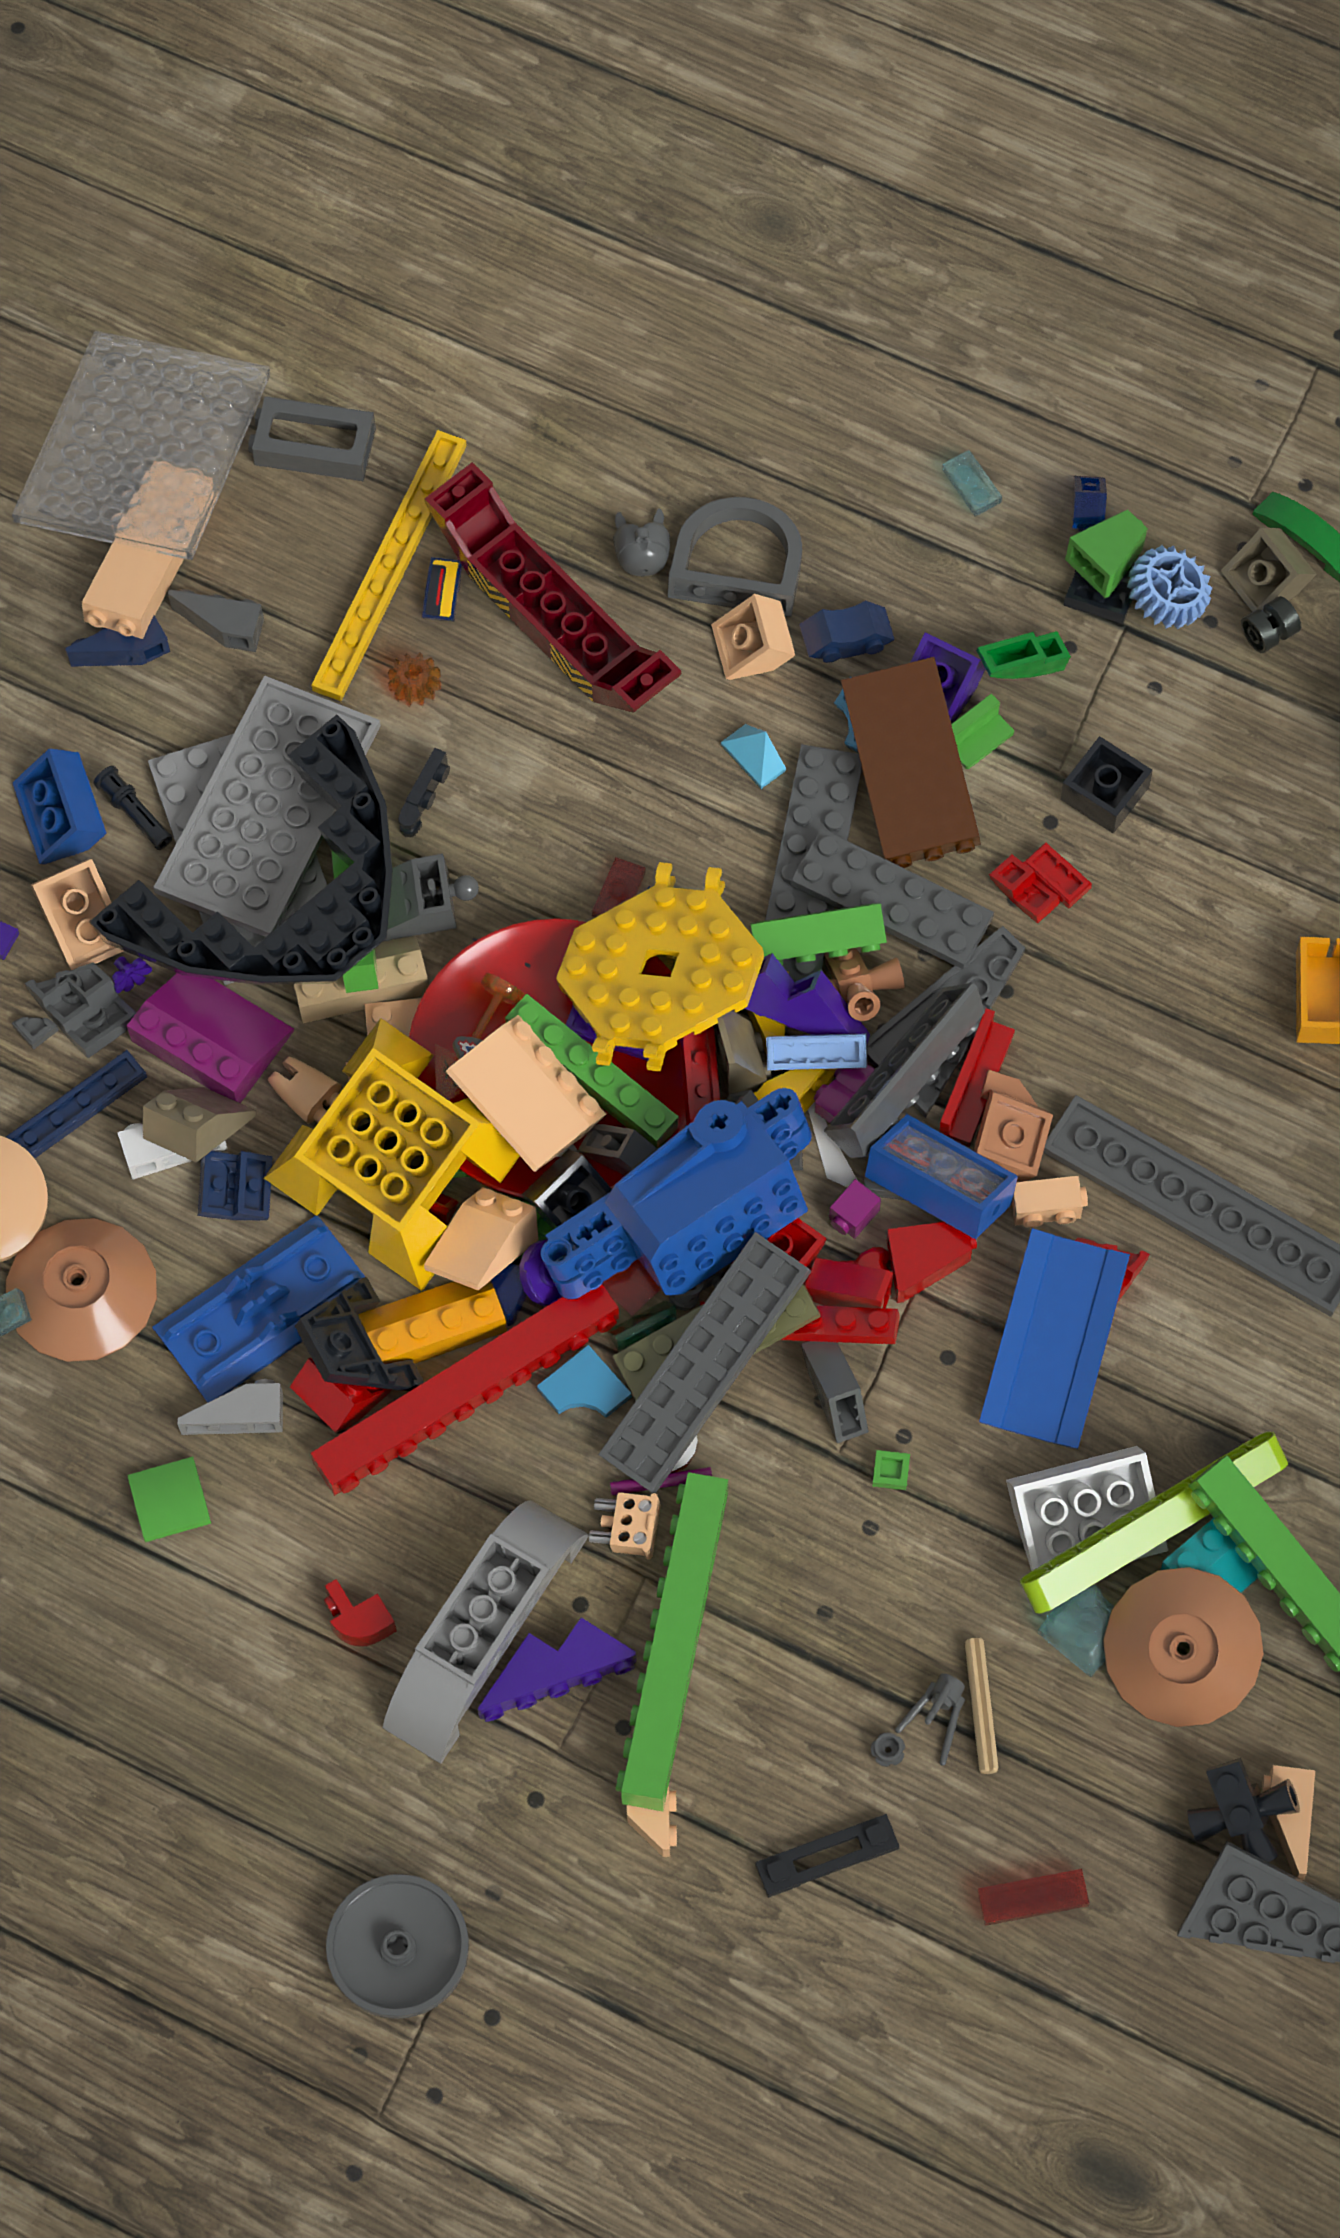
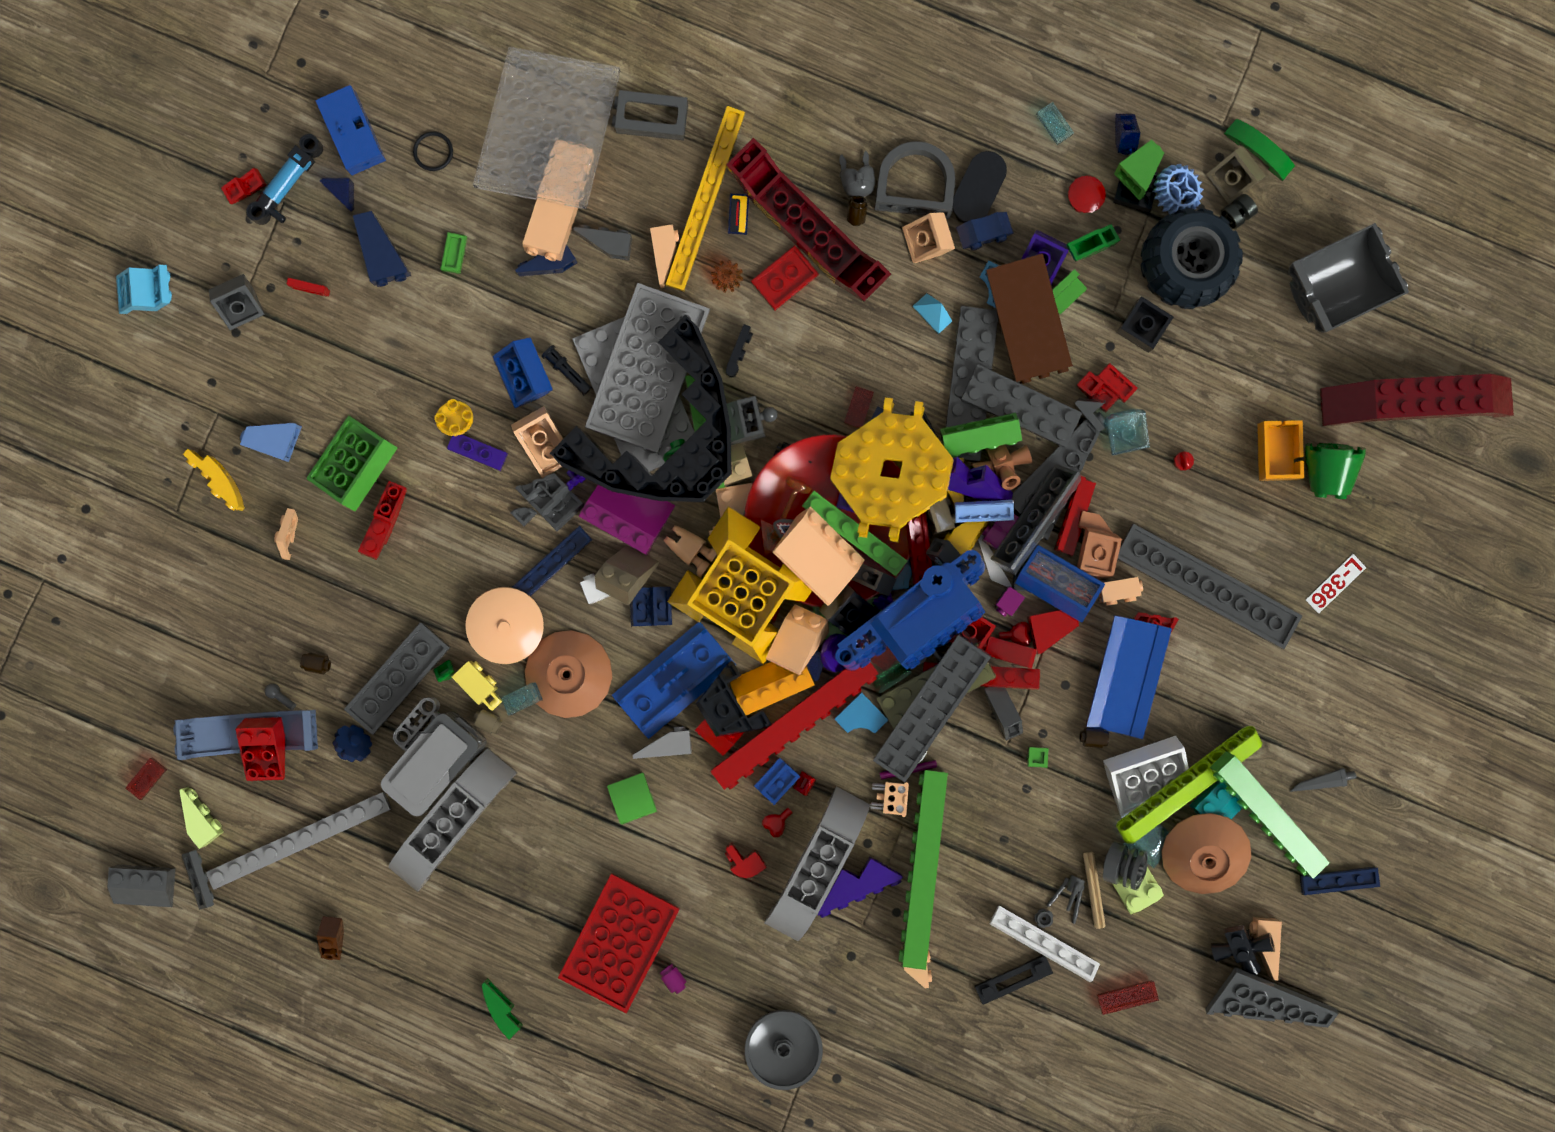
camera: 10 degrees left, 20 degrees up
(119, 1745) = (619, 943): none -> red plate
(209, 1813) = (673, 979): none -> magenta brick
(315, 633) = (664, 246): none -> light nougat slope
(420, 1556) = (776, 823): none -> red rock
(427, 1484) = (777, 781): none -> blue plate
(477, 1493) = (805, 783): none -> red slope
(510, 689) = (784, 278): none -> red tile
(637, 591) = (857, 210): none -> dark brown brick
(843, 567) = (979, 186): none -> black tile
(886, 1791) = (1044, 943): none -> white plate
(992, 1442) = (1094, 737): none -> dark brown brick
(1009, 908) = (1088, 408): none -> dark grey slope
(1020, 590) = (1086, 194): none -> red dish
(1034, 1652) = (1120, 864): none -> dark grey wheel
(1059, 1707) = (1146, 895): none -> yellowish green slope
(1071, 950) = (1127, 431): none -> clear light blue slope
(1167, 1004) = (1183, 461): none -> red tile
(1189, 719) = (1178, 280): none -> black wheel

